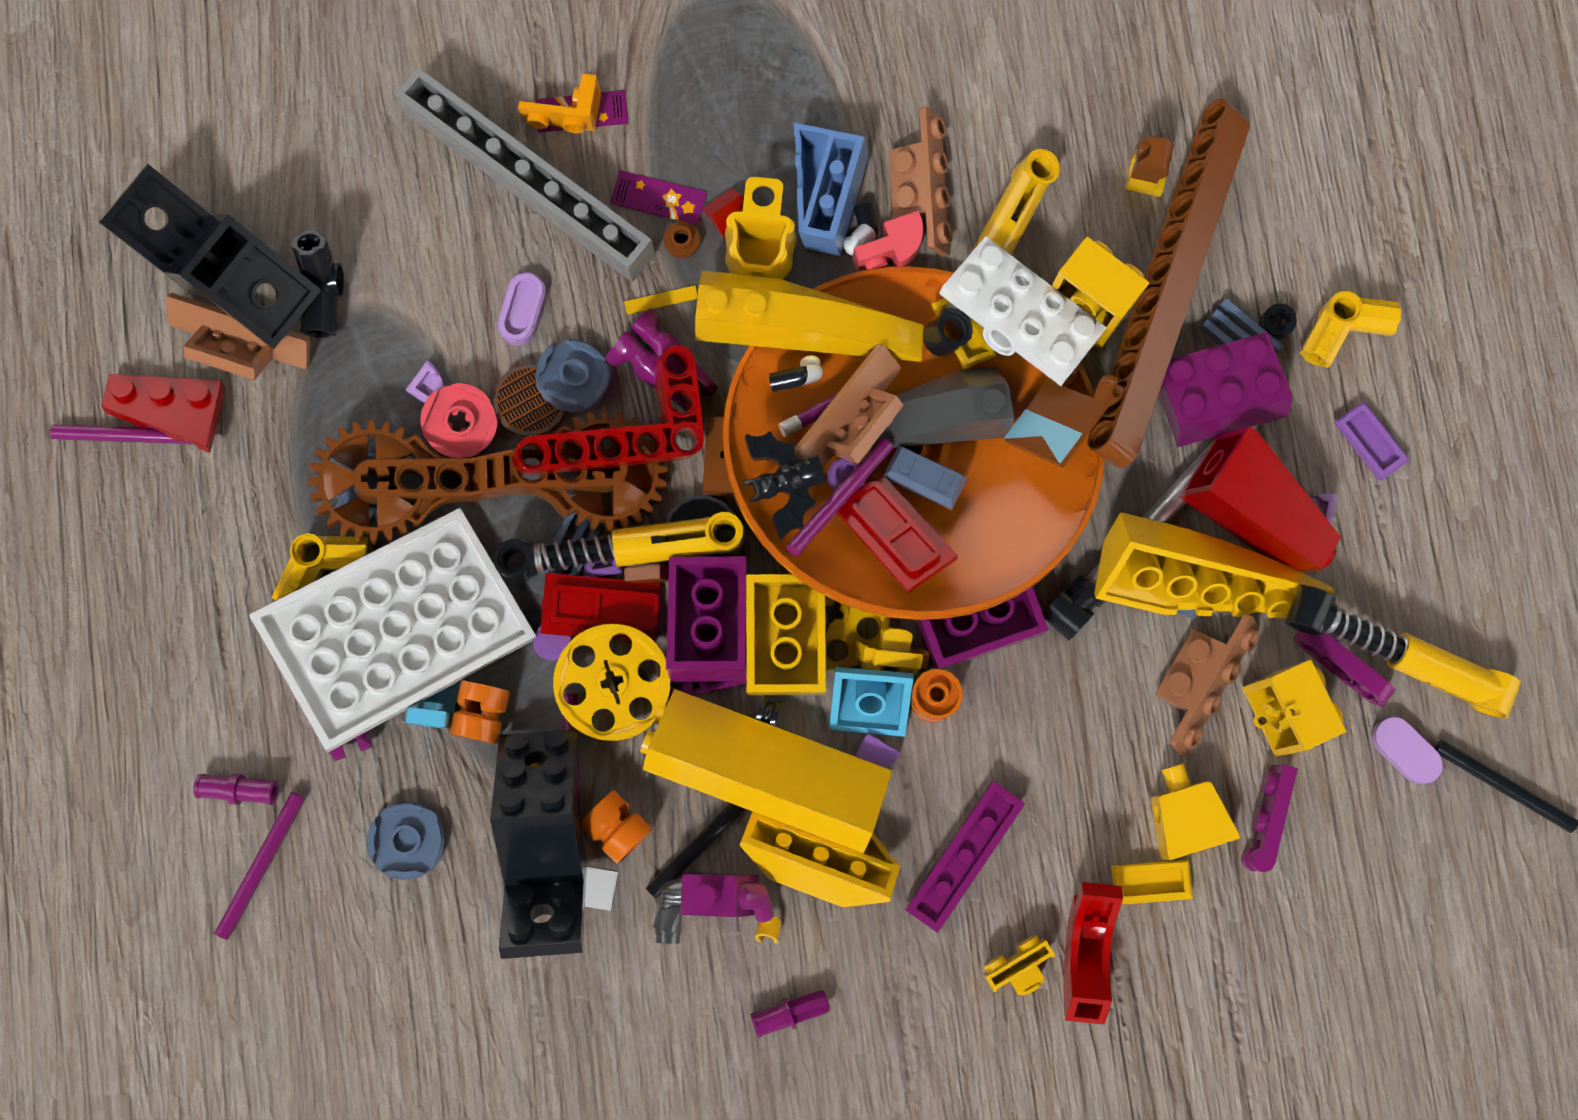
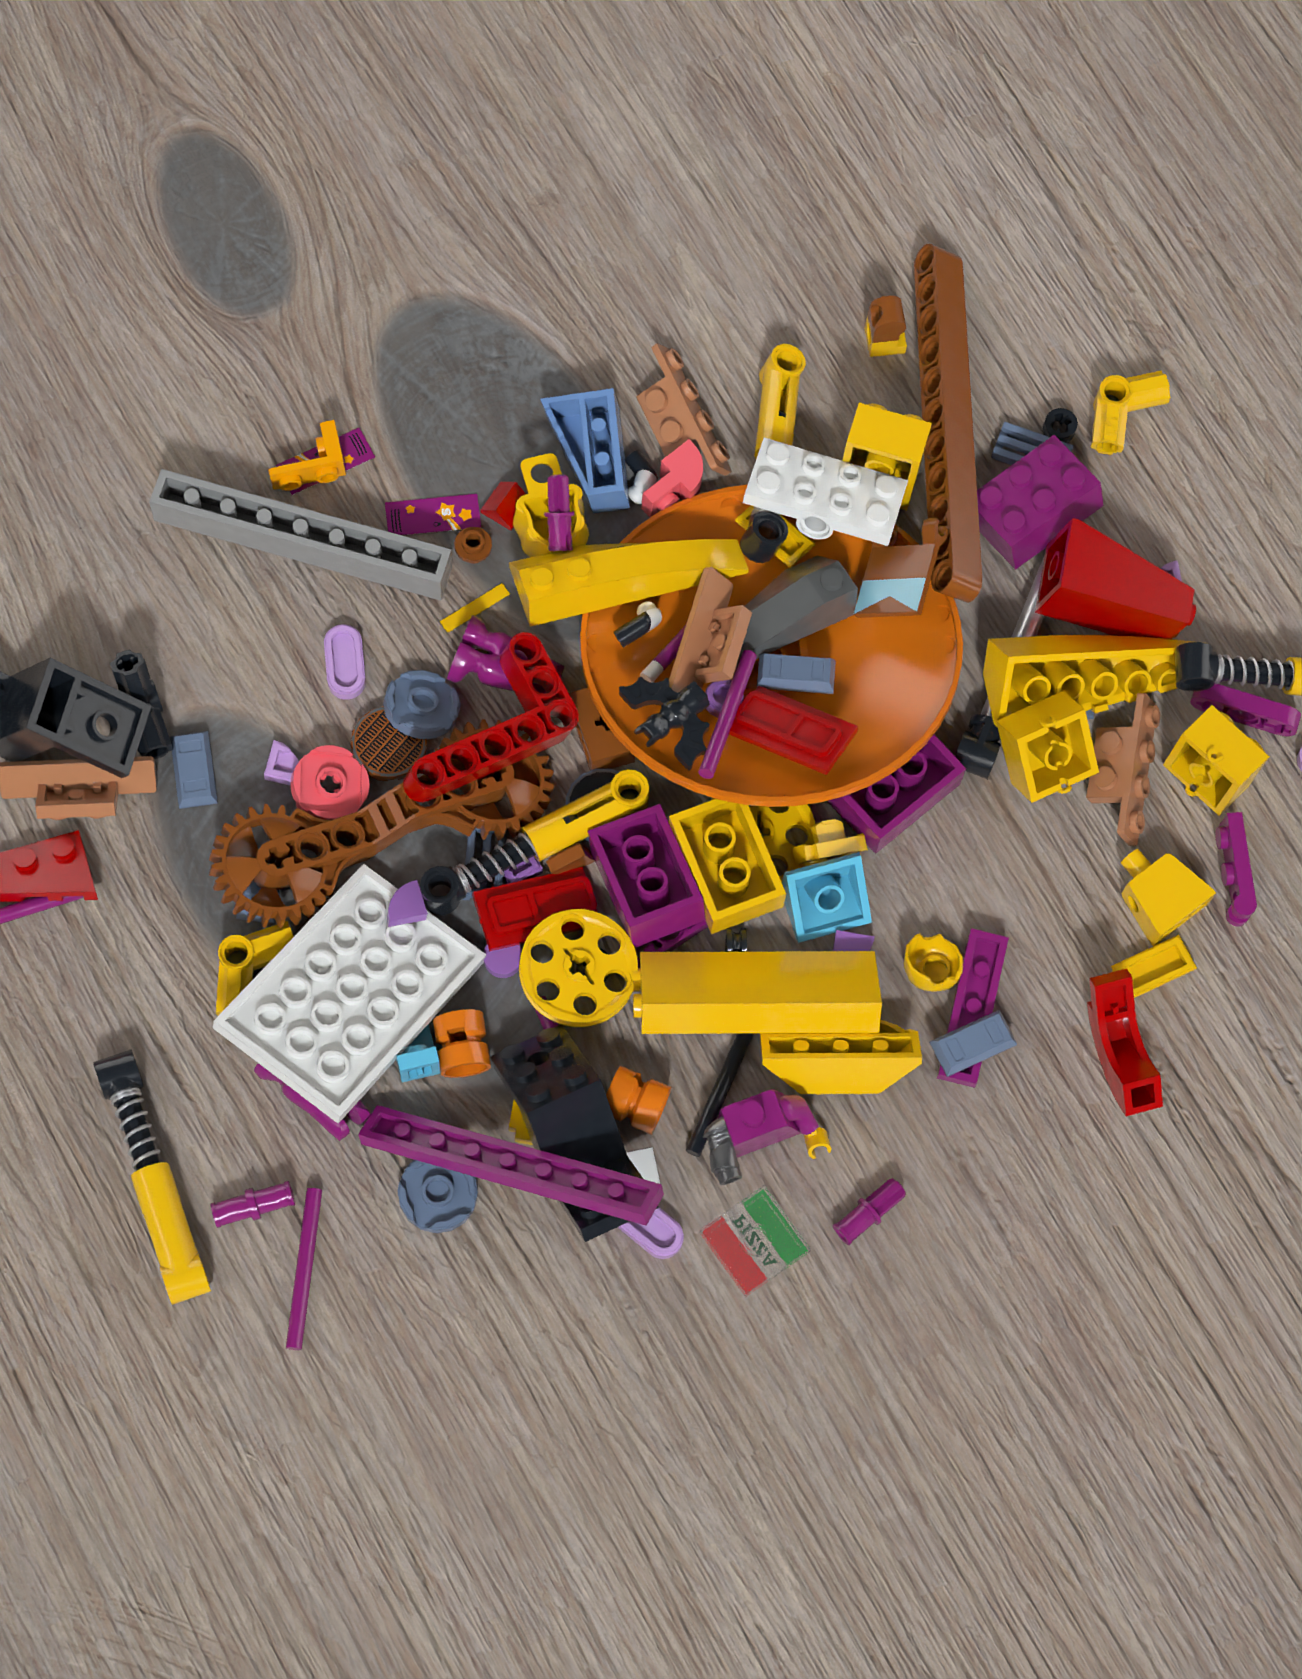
camera: 25 degrees left, 10 degrees down
(149, 825) = (153, 1181): none -> yellow piece
(347, 360) = (193, 770): none -> sand blue tile
(469, 858) = (512, 1165): none -> magenta plate
(478, 564) = (406, 905): none -> medium lavender tile
(596, 958) = (659, 1238): none -> lavender tile
(674, 998) = (755, 1240): none -> clear tile
(762, 241) = (559, 513): none -> magenta axle
(935, 695) = (886, 879): orange wheel -> none
(944, 800) = (932, 963): none -> yellow hair
(949, 893) = (973, 1043): none -> sand blue tile
(1019, 968) = (1067, 1089): yellow piece -> none
(1136, 635) = (1048, 746): none -> yellow brick
(1371, 441) = (1188, 502): medium lavender tile -> none

